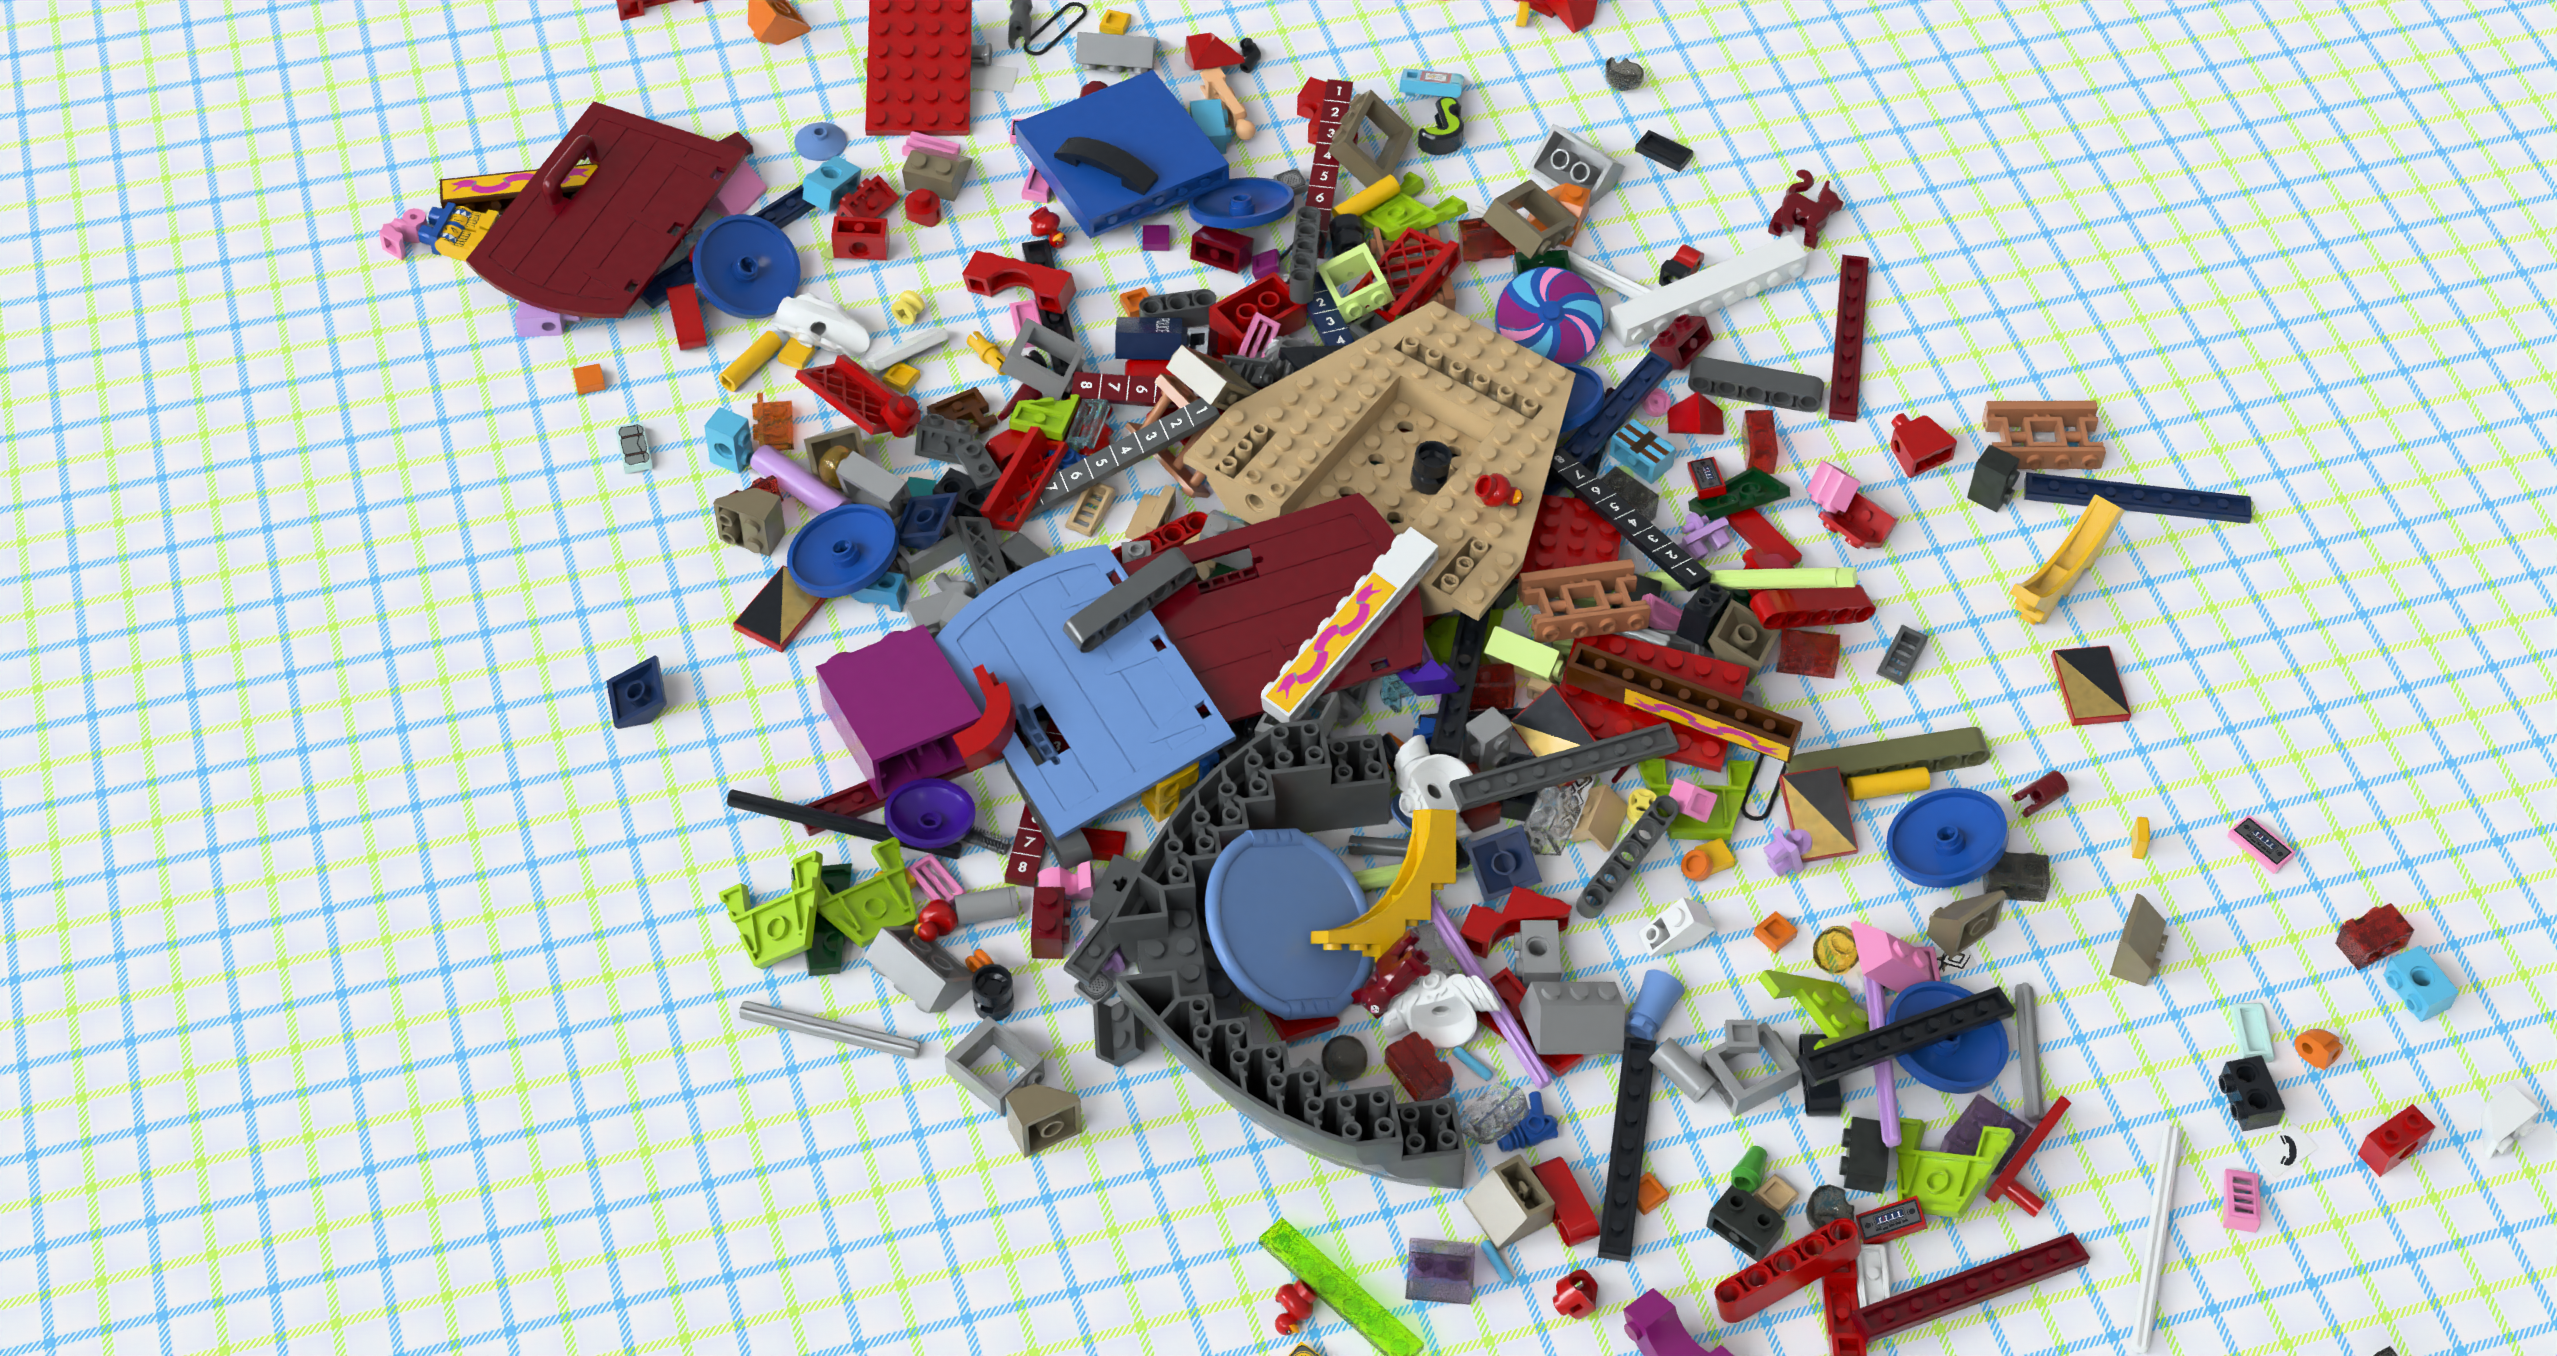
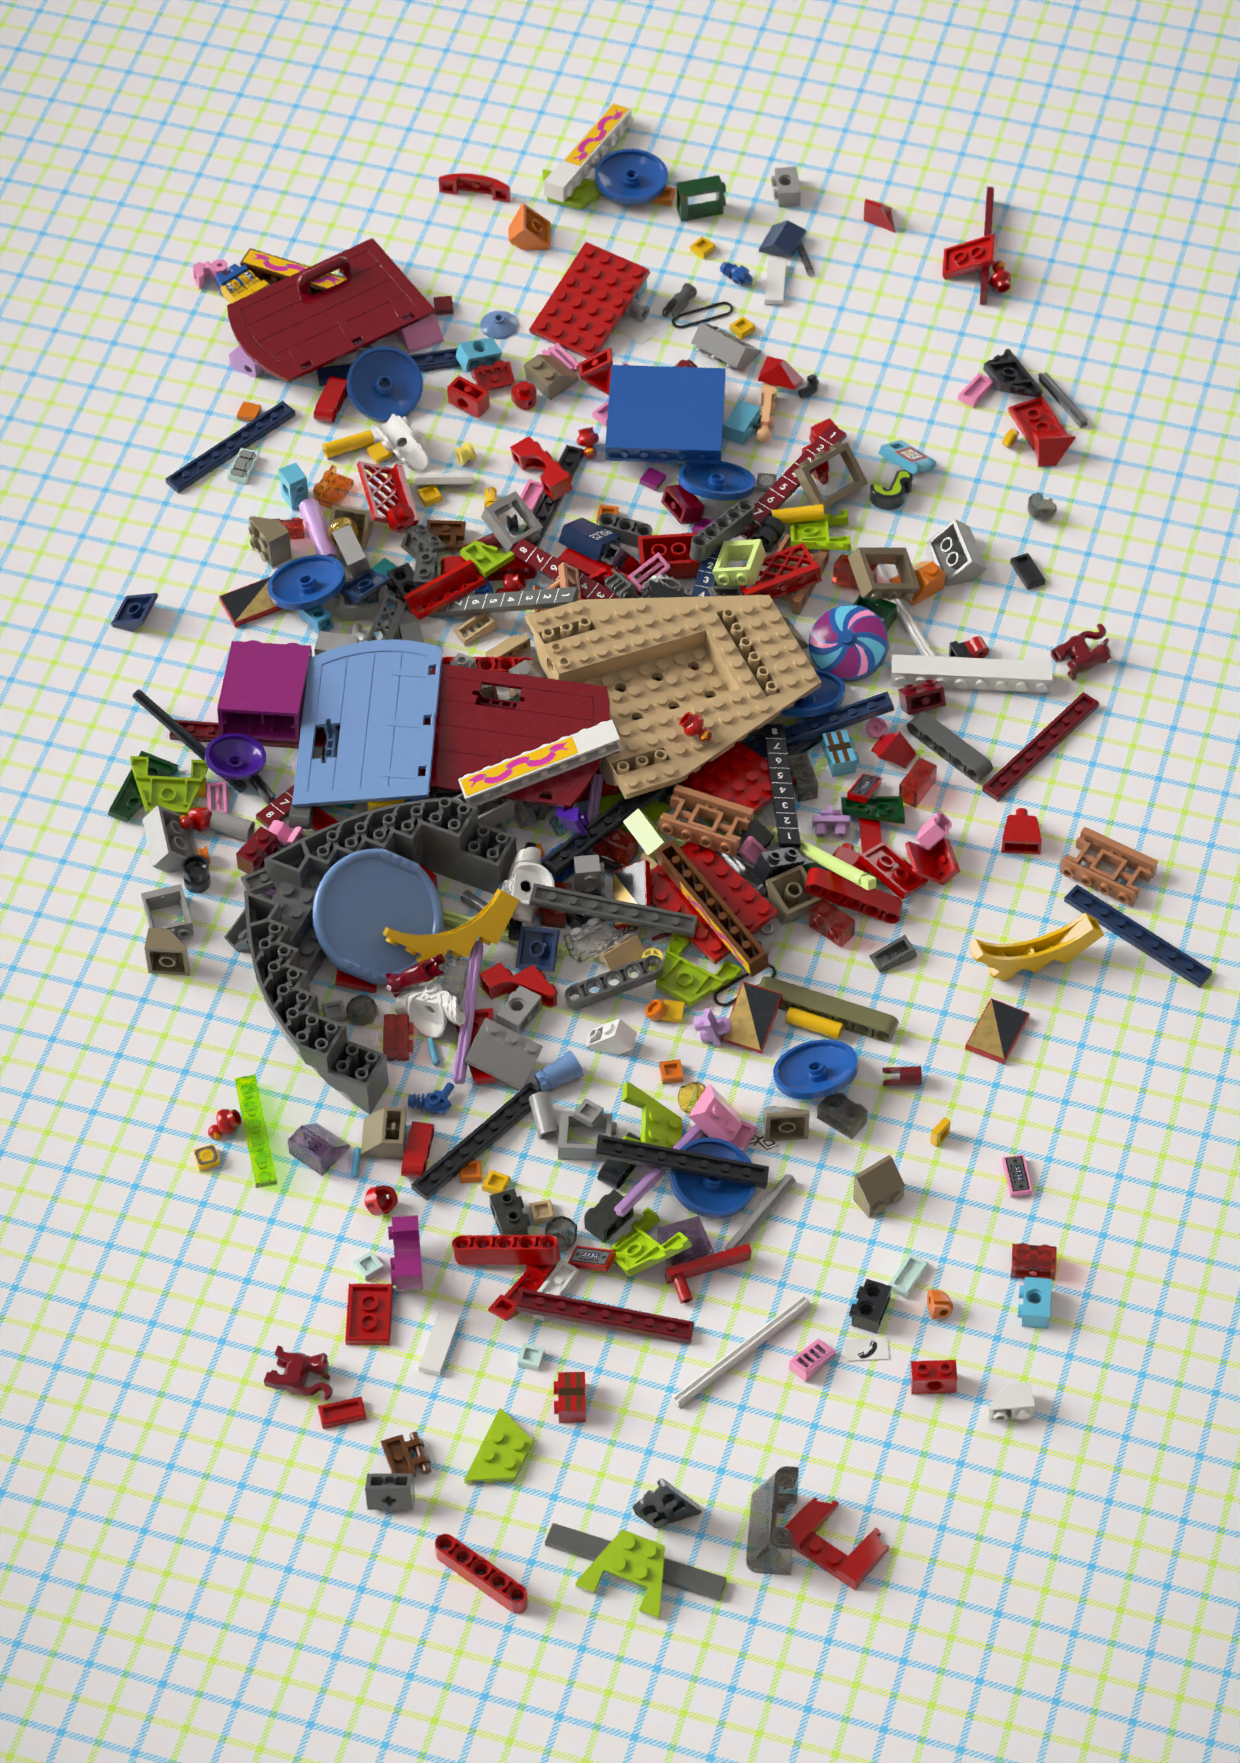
camera: 35 degrees right, 0 degrees up
(597, 433) = (229, 447): none -> dark blue tile
(783, 924) = (110, 778): lime wing -> none
(829, 1029) = (97, 850): light grey axle -> none
(992, 139) = (597, 370): none -> red slope
(994, 729) = (302, 723): red arch -> none
(1092, 423) = (507, 574): clear light blue tile -> none
(1109, 158) = (645, 415): black slope -> none
(1129, 600) = (426, 686): dark grey beam -> none
(1209, 377) = (572, 566): window -> none
(1430, 467) = (677, 693): black wheel -> none
(1494, 1114) = (416, 1082): clear slope -> none
(1690, 1191) = (496, 1182): none -> yellow tile
(1693, 800) = (678, 969): bright pink panel -> none
(1749, 1171) = (537, 1189): bright green cone -> none
(1811, 551) = (892, 870): none -> red tile
(1994, 478) = (1043, 875): pearl dark grey brick -> none

